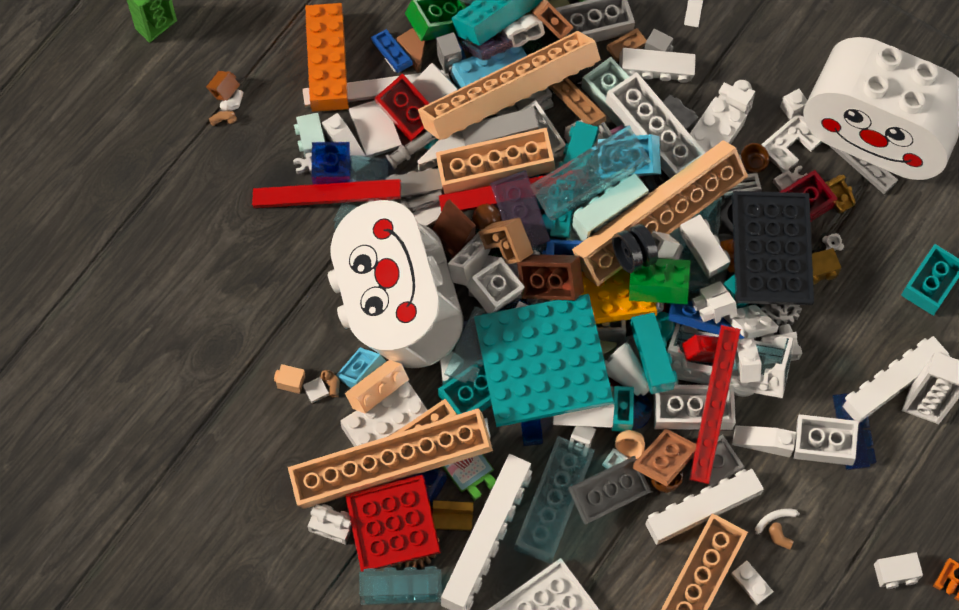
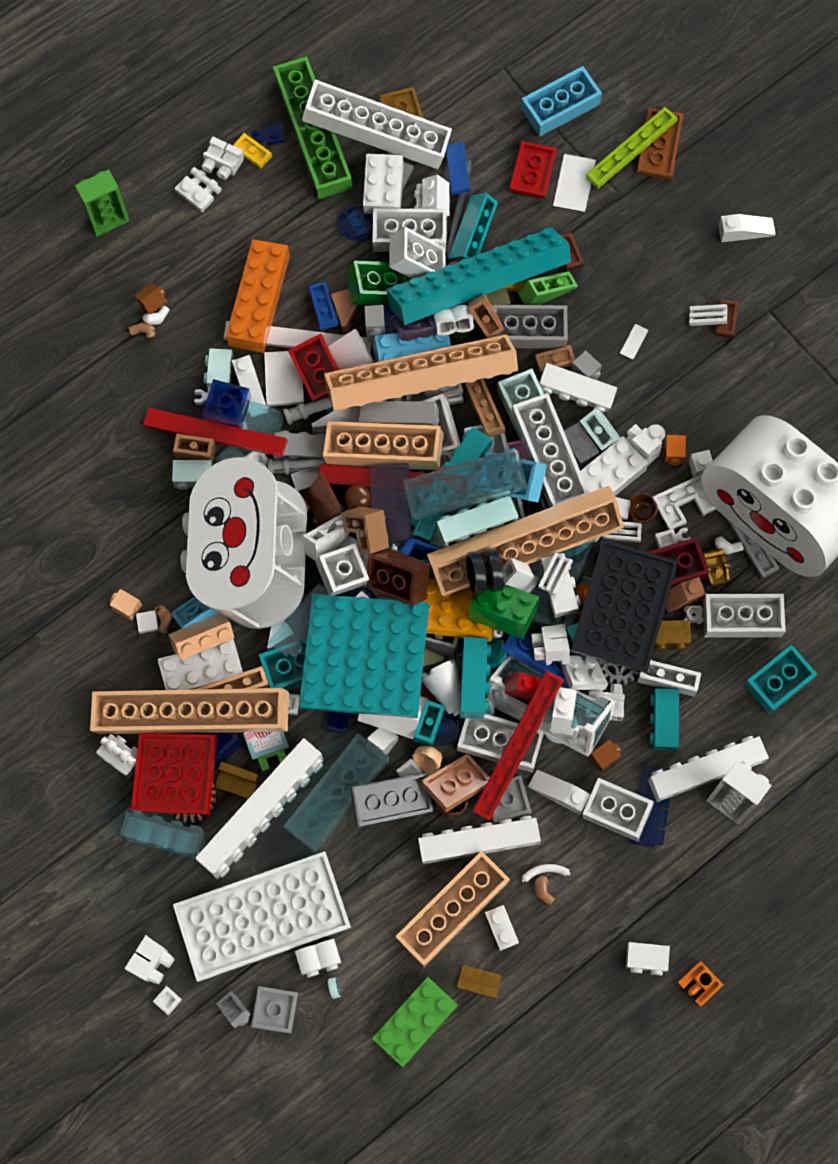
camera: 20 degrees right, 5 degrees up
(311, 214) = (194, 448): none -> medium nougat brick
(315, 238) = (188, 472): none -> light aqua brick
(691, 96) = (600, 429): none -> light aqua brick
(701, 220) = (562, 559): none -> white tile
(765, 97) = (675, 449): none -> orange brick
(796, 394) = (606, 755): none -> dark orange brick
(823, 224) = (685, 594): none -> nougat slope
(834, 306) = (671, 677): none -> white brick
(840, 345) = (665, 719): none -> teal brick
(848, 173) = (729, 548): none -> white arm
(880, 230) = (744, 615): none -> white brick

